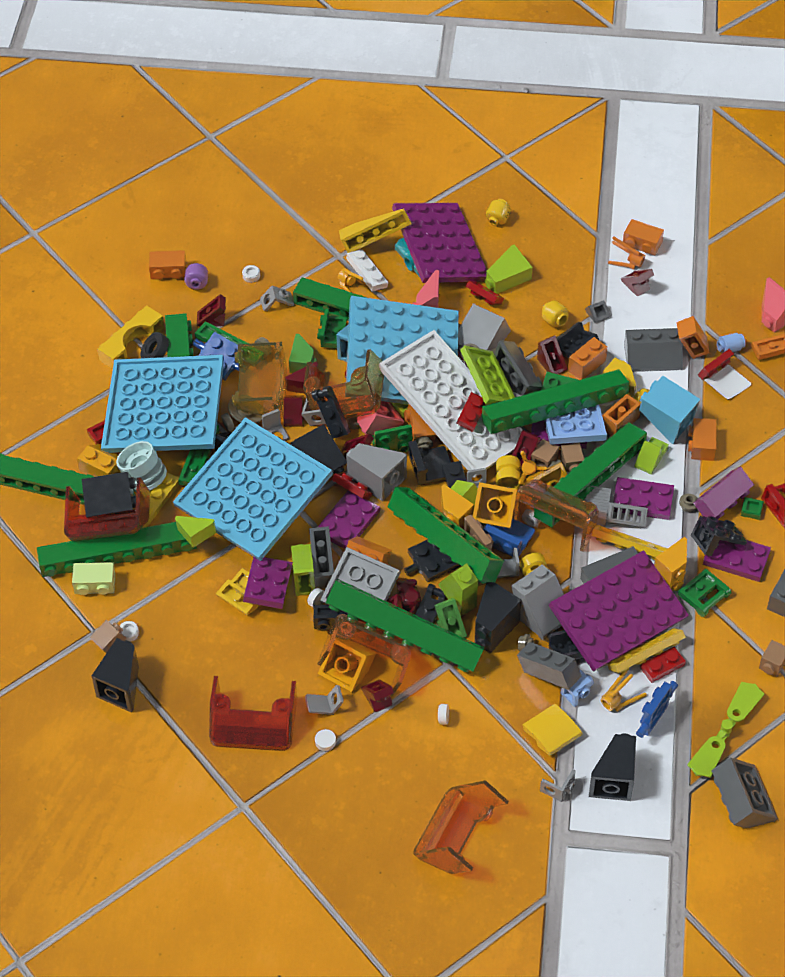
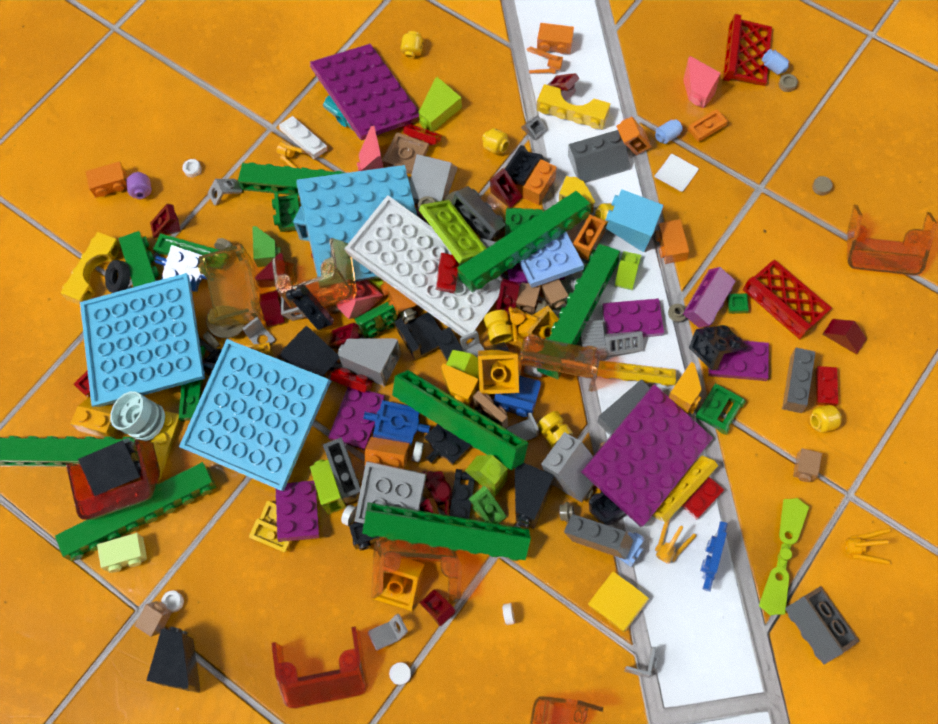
camera: 10 degrees left, 15 degrees up
(195, 529) = (210, 476): lime slope -> none
(373, 229) = (296, 95): yellow slope -> none
(384, 530) = (396, 422): none -> blue plate
(397, 560) = (417, 451): none -> white tile
(462, 300) = (404, 151): none -> medium nougat plate
(615, 770) = (696, 634): black slope -> none
(659, 311) = (590, 114): none -> yellow arch
(711, 368) = (665, 153): red plate -> none

